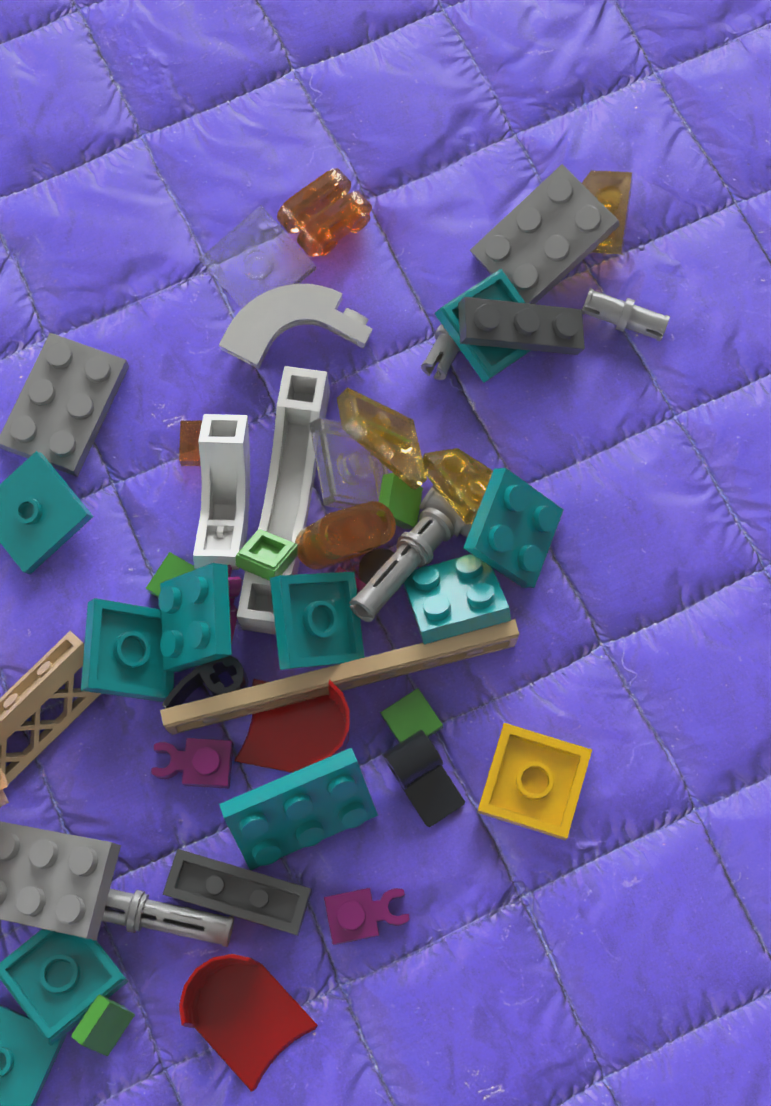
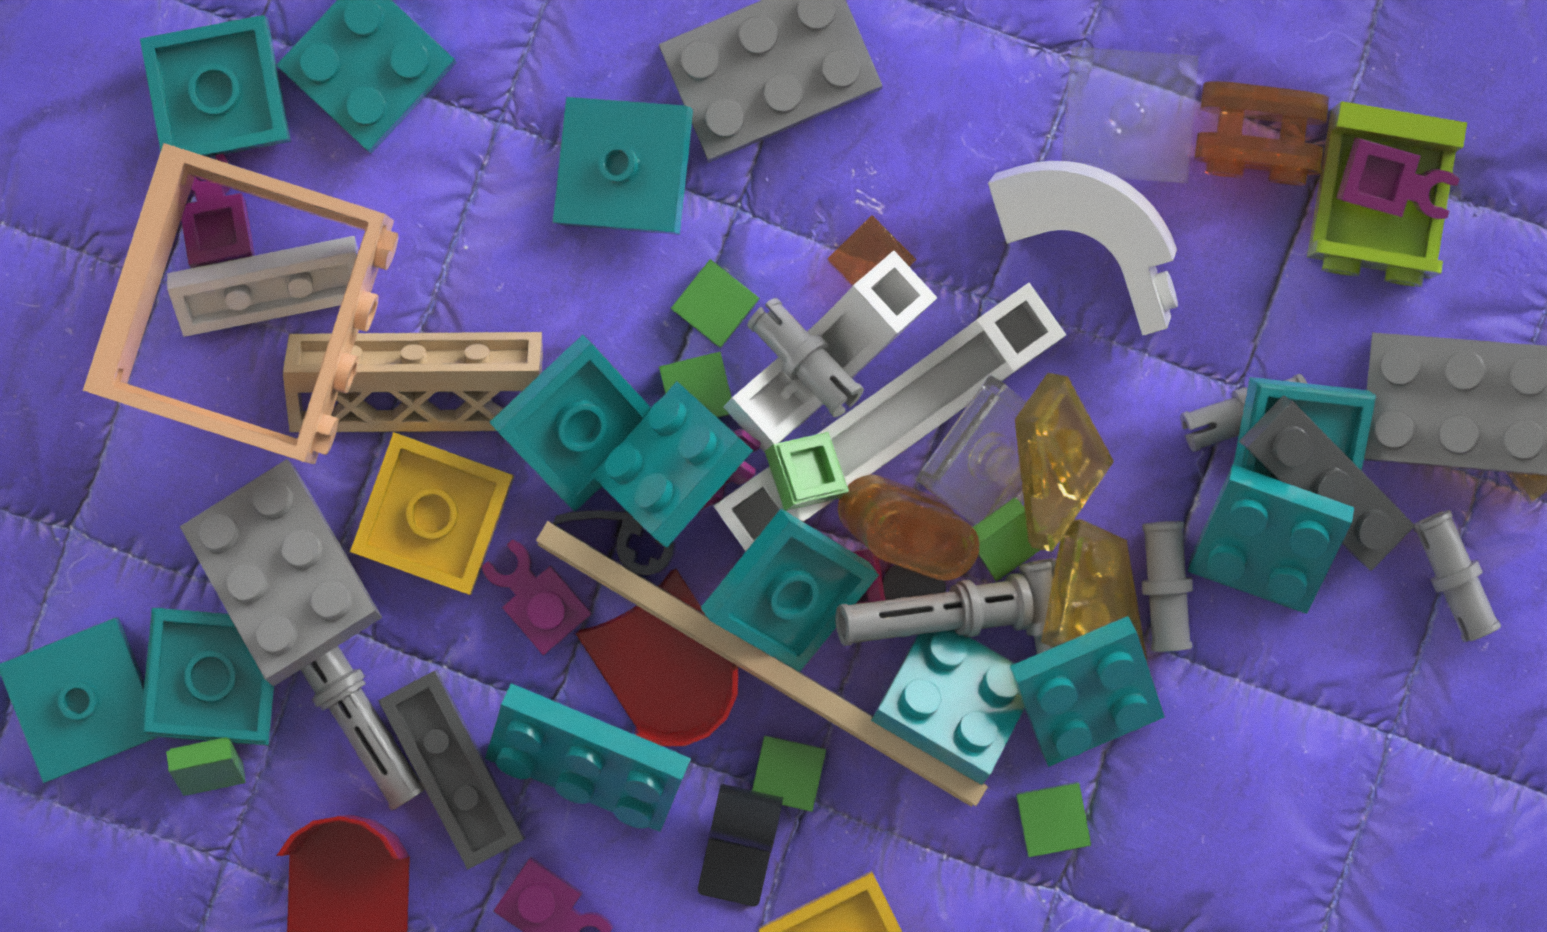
camera: 40 degrees right, 15 degrees up
(99, 772) = (432, 513): none -> yellow plate
(145, 534) = (715, 303): none -> bright green tile
(211, 504) = (805, 357): none -> light grey pin
(404, 178) = (1387, 177): none -> magenta plate
(408, 187) = (1359, 236): none -> lime panel
(498, 447) = (1167, 586): none -> light grey pin
(523, 376) = (1270, 539): none -> teal plate
(563, 610) = (1053, 819): none -> bright green tile

